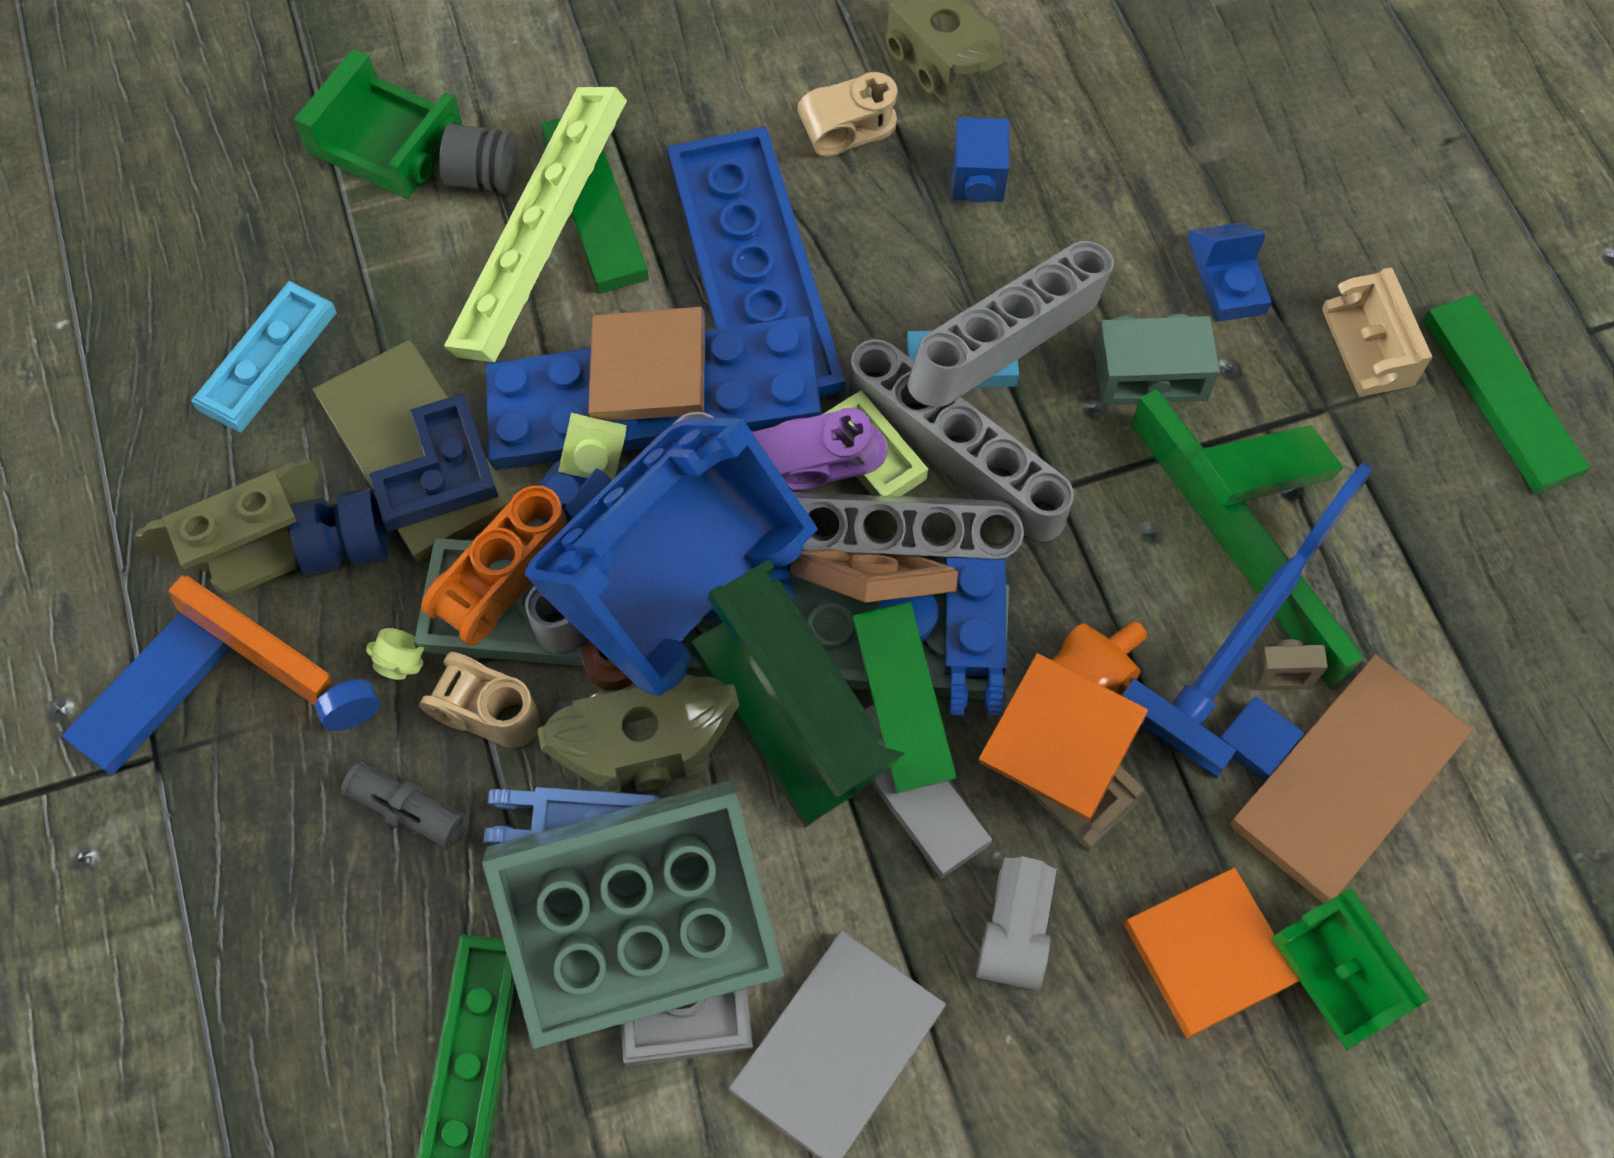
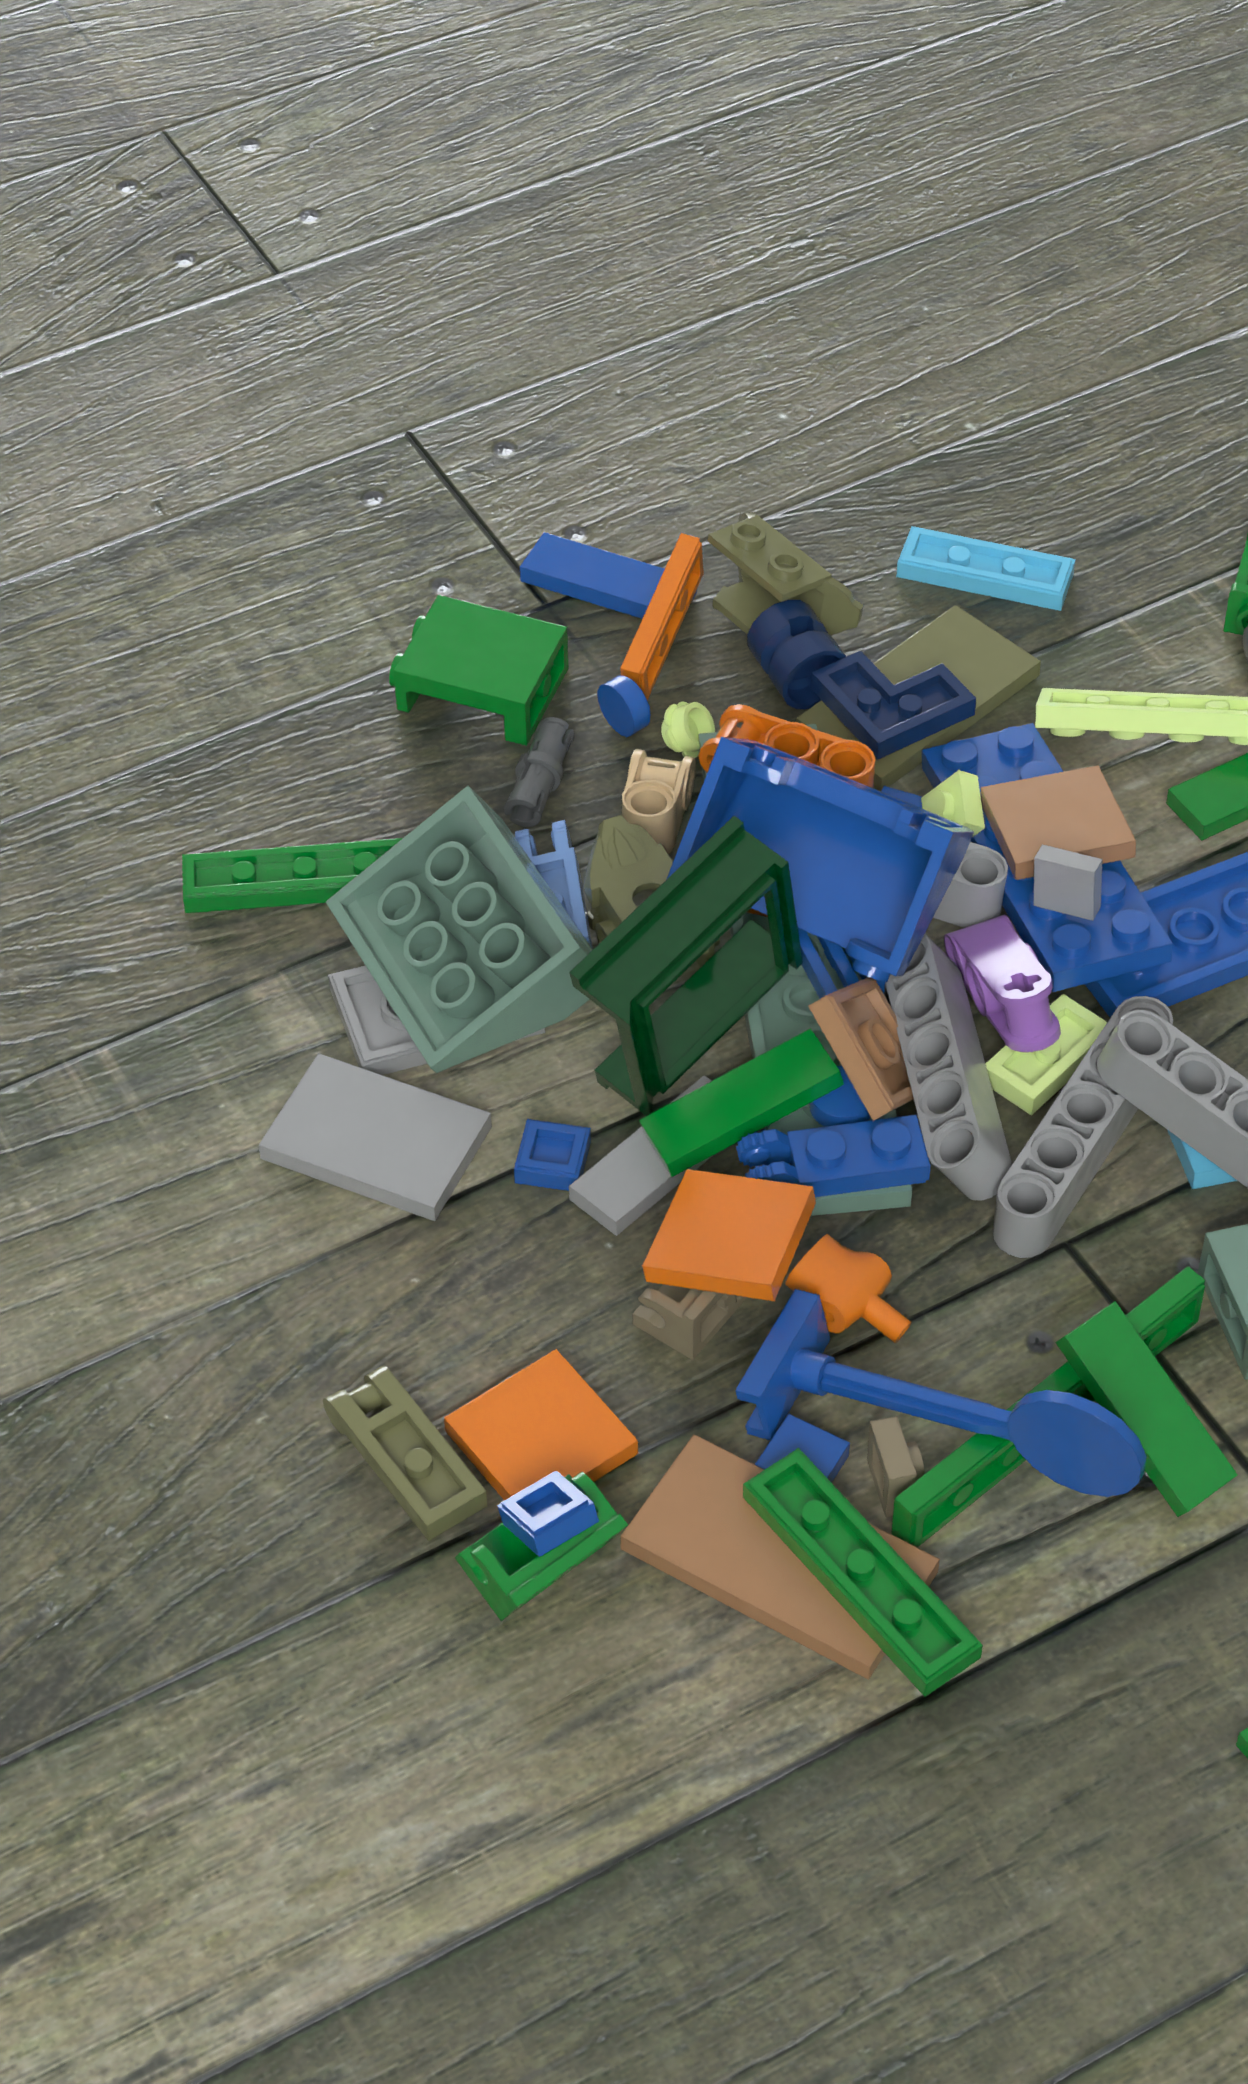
camera: 80 degrees right, 15 degrees down
(240, 833) = (483, 662): none -> green panel
(743, 366) = (1067, 882): none -> light grey tile
(892, 883) = (551, 1154): none -> blue tile
(1016, 940) = (507, 1253): light grey piece -> none
(1224, 1077) = (407, 1453): none -> olive plate
(1341, 954) = (548, 1513): none -> blue tile
(1390, 714) = (862, 1572): none -> green tile

